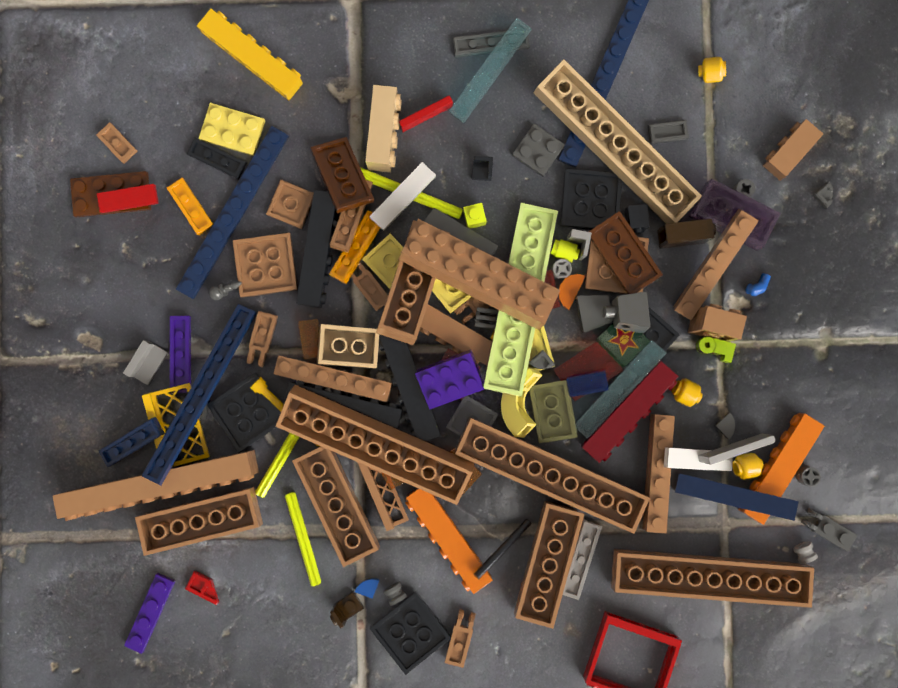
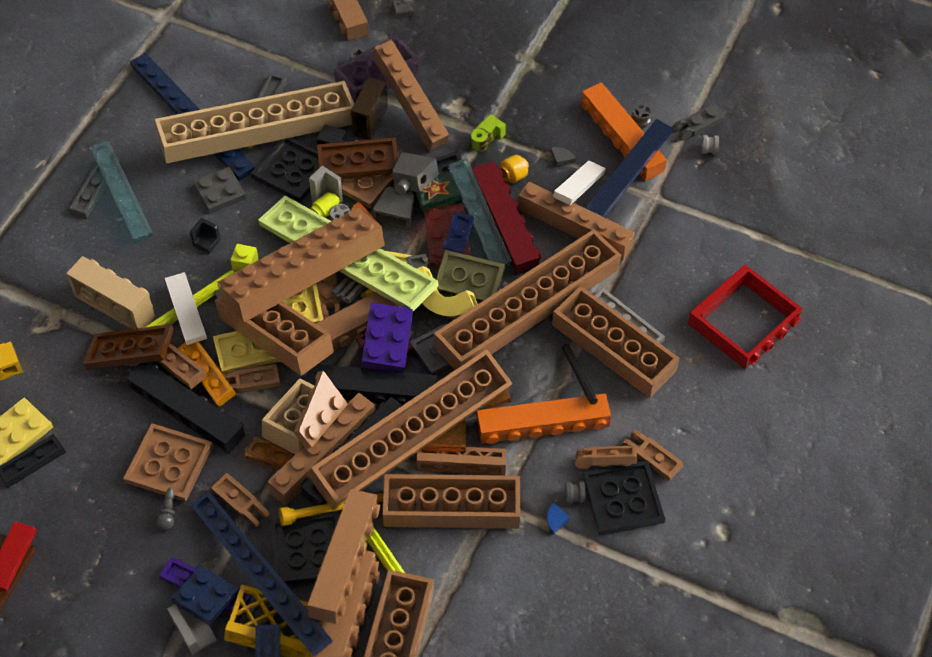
camera: 65 degrees left, 30 degrees down
(166, 361) = (205, 595): none -> dark blue plate
(190, 206) = (60, 508): light orange tile -> none
(229, 457) = (343, 556): none -> medium nougat brick
(232, 212) = (96, 473): dark blue plate -> none
(290, 204) = (124, 414): medium nougat tile -> none
(303, 539) = (471, 557): neon yellow axle -> none
(345, 609) = (567, 546): dark brown bracket -> none
(356, 366) = (321, 411): none -> wing
(426, 113) = (122, 253): red tile -> none
(437, 605) = (606, 456): none -> medium nougat hinge
(712, 69) = (241, 36): yellow head -> none
(712, 578) = (694, 221): medium nougat brick -> none
(718, 323) = (463, 113): medium nougat brick -> none
(736, 449) = (585, 152): light grey tile -> none
(747, 466) = (607, 153): yellow head -> none
(759, 287) = (451, 81): blue arm -> none

